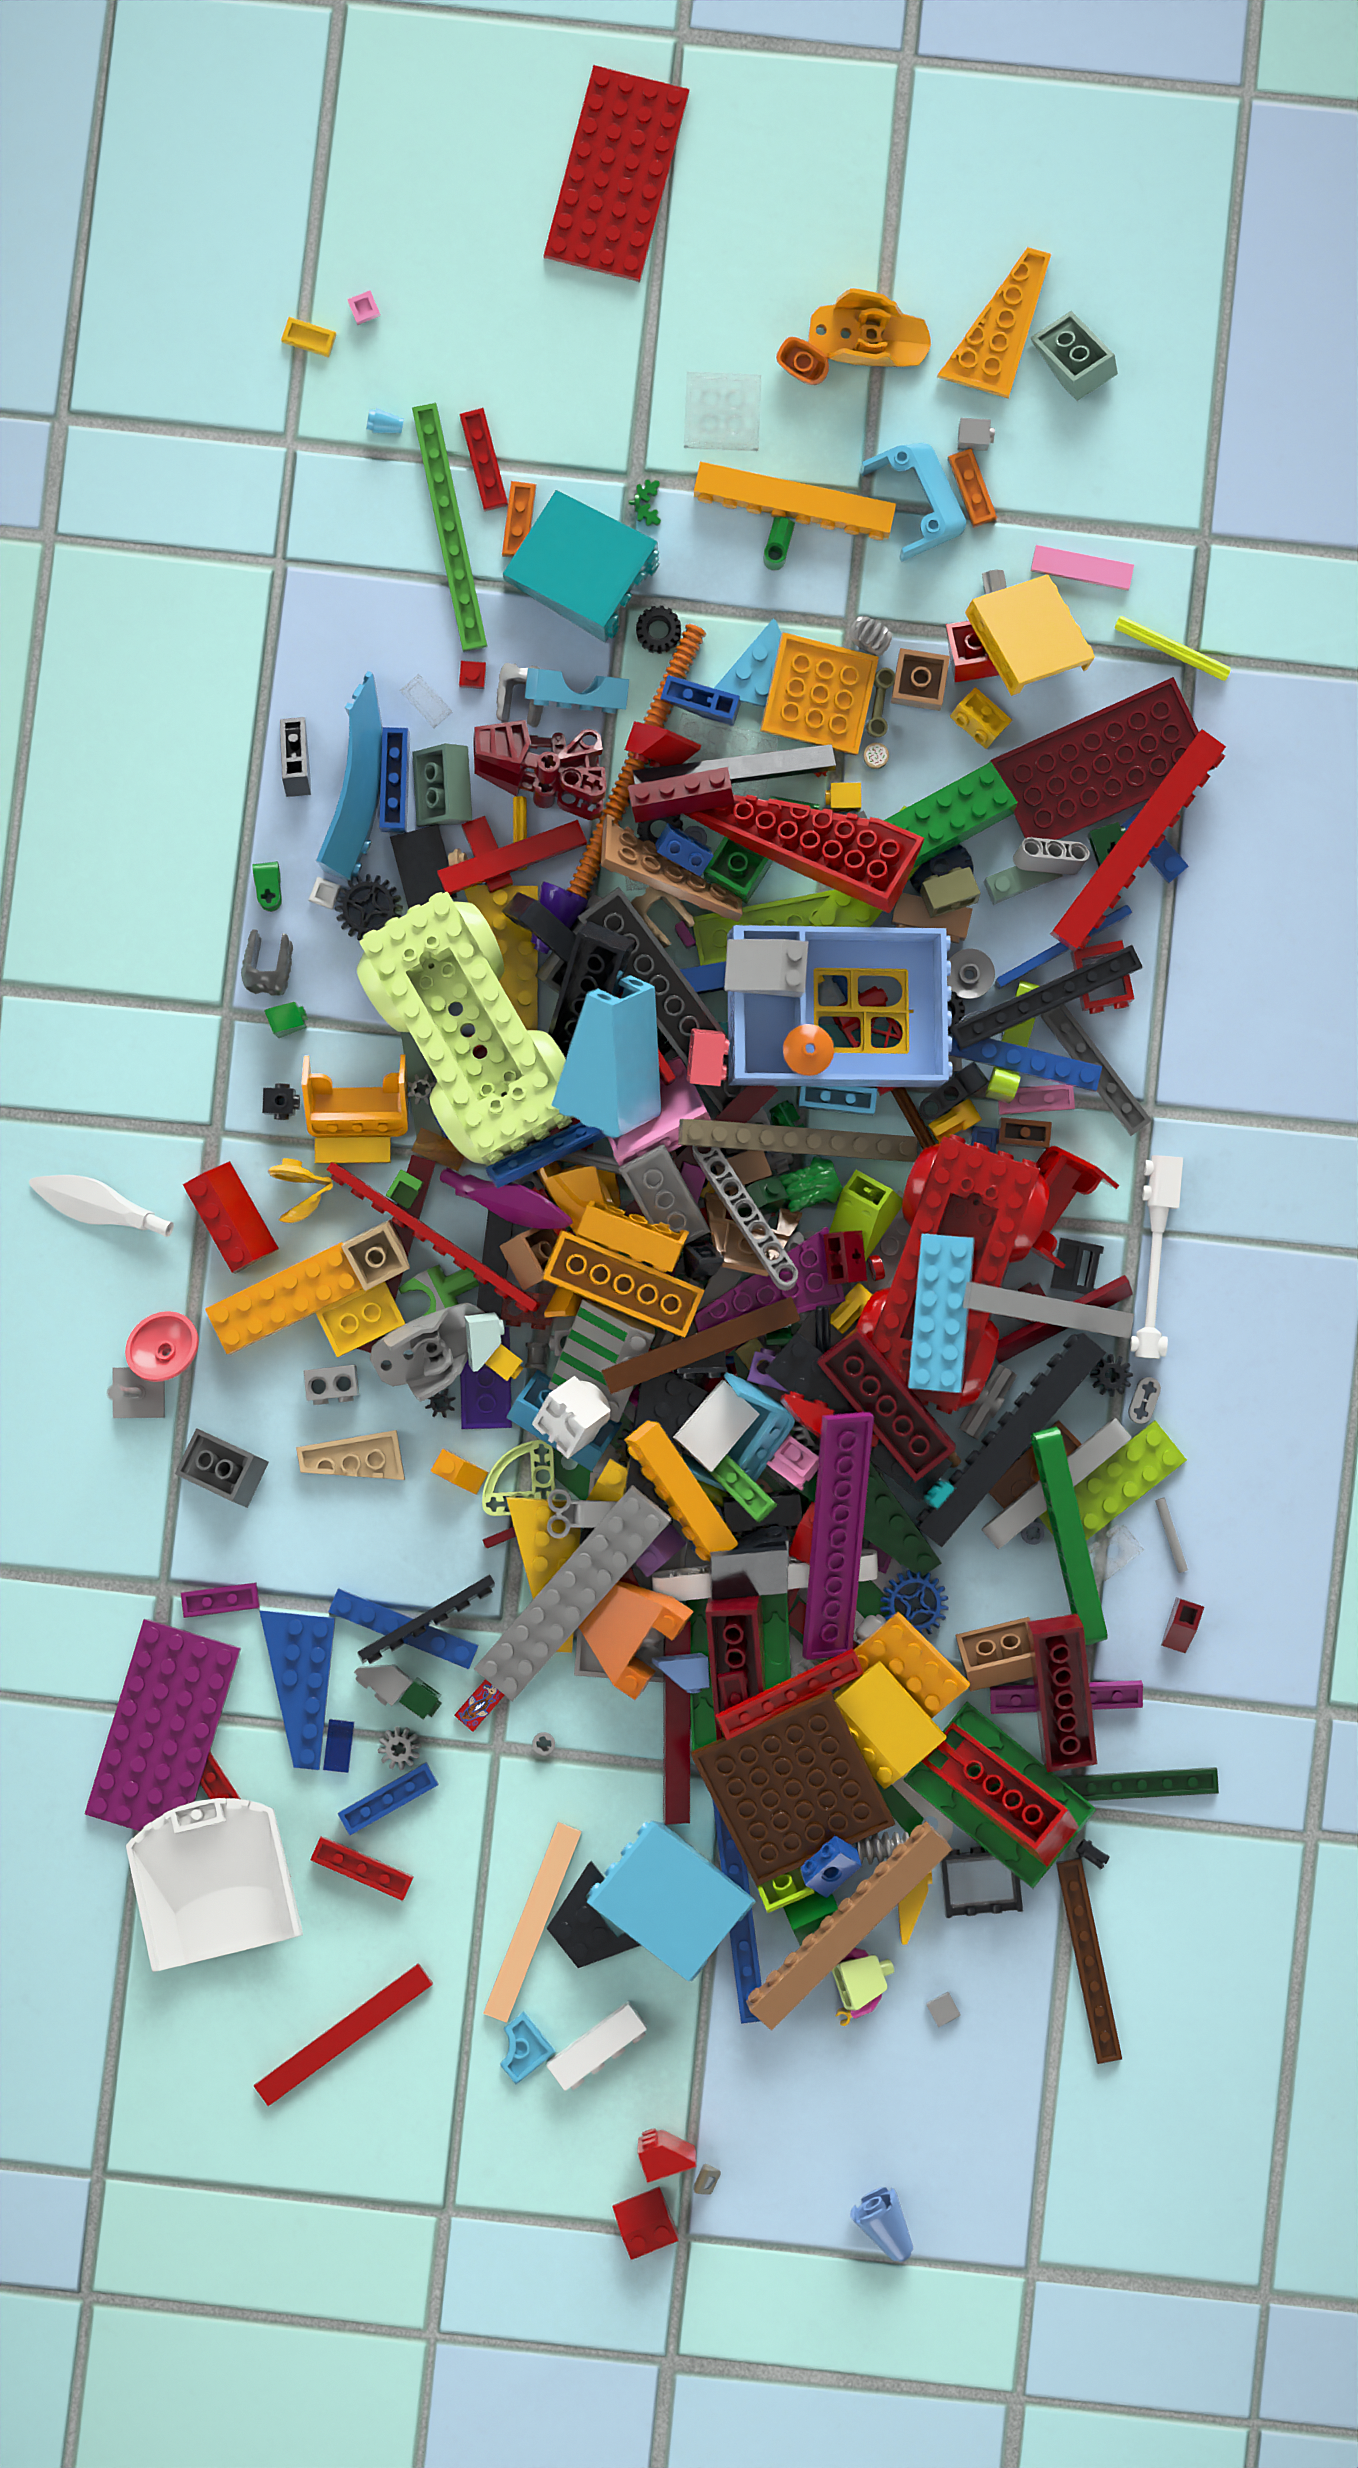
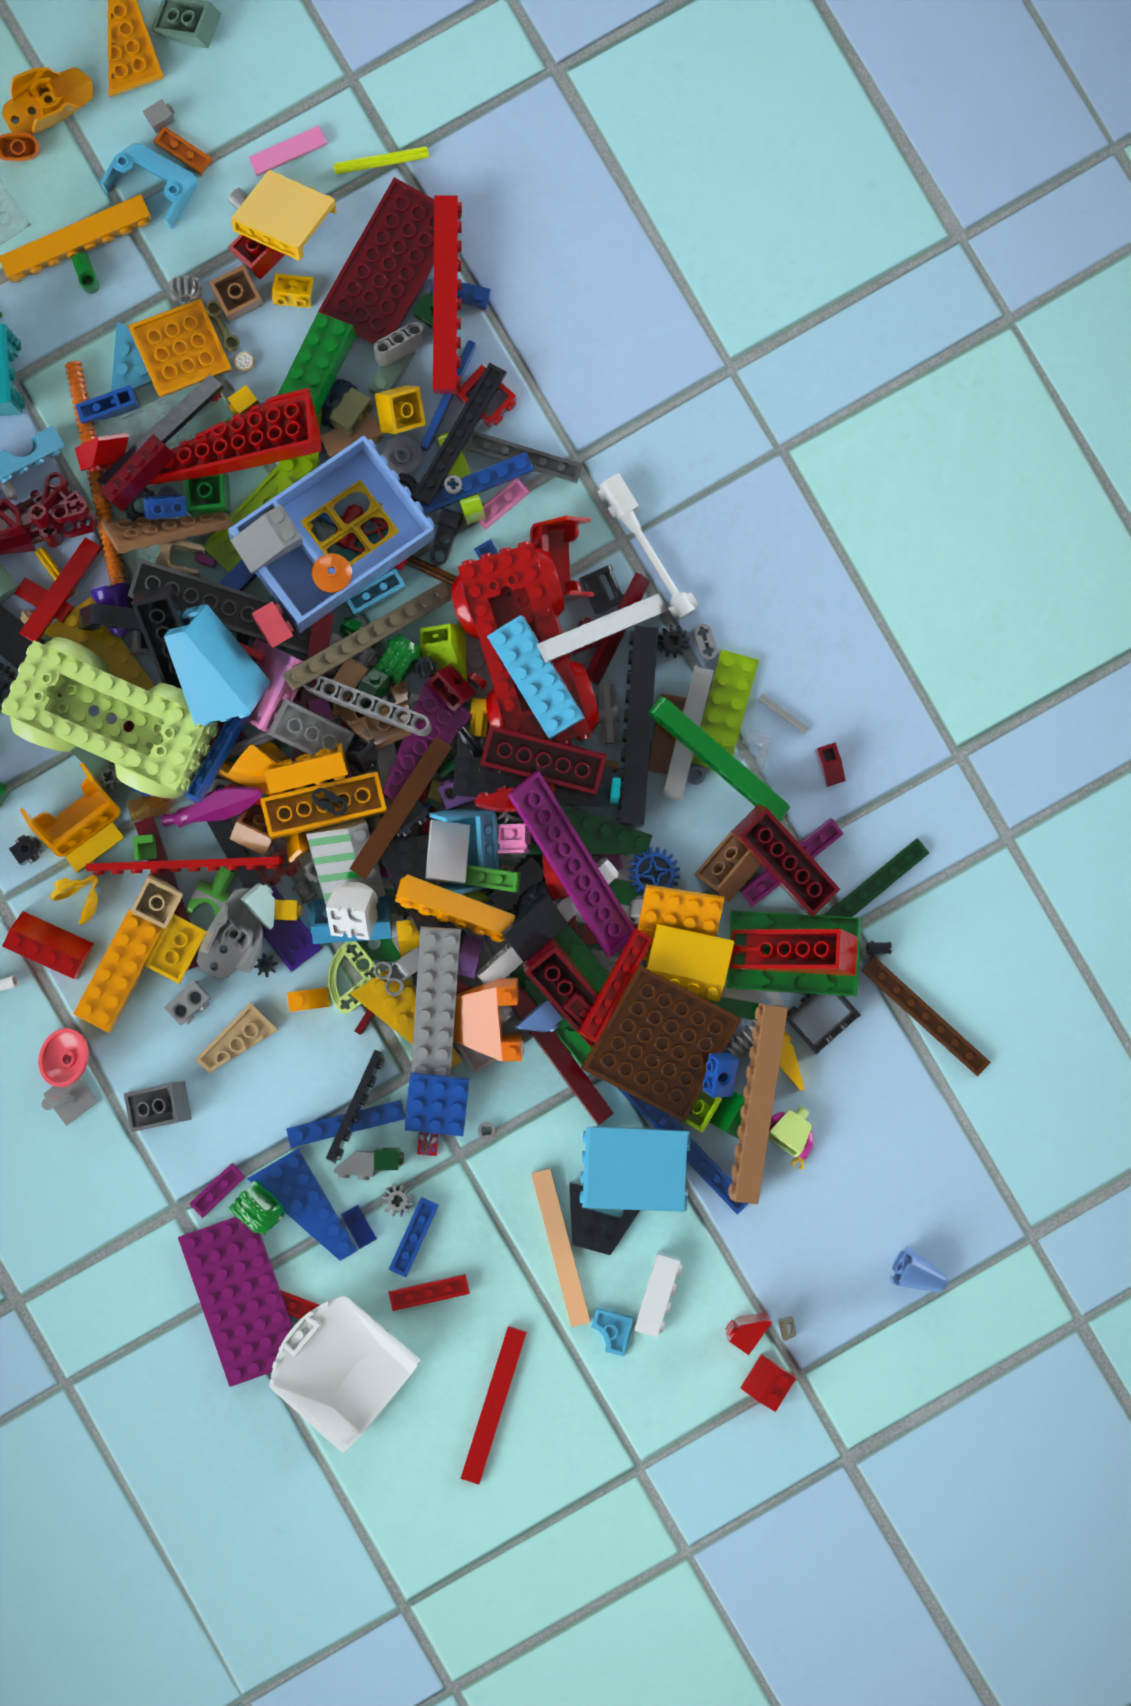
camera: 35 degrees left, 0 degrees up
(248, 1651) = (257, 1208): none -> green piece
(513, 1679) = (436, 1104): none -> blue plate
(638, 1284) = (332, 798): none -> black beam
(658, 614) = (58, 389): black tyre -> none
(833, 1215) = (425, 667): none -> black gear
(943, 2009) = (857, 1113): light grey tile -> none
(959, 1118) = (462, 548): yellow piece -> none
(1002, 926) = (400, 409): none -> yellow brick
(1009, 1045) = (457, 480): none -> light grey bush
(1024, 1133) = (508, 529): reddish brown brick -> none

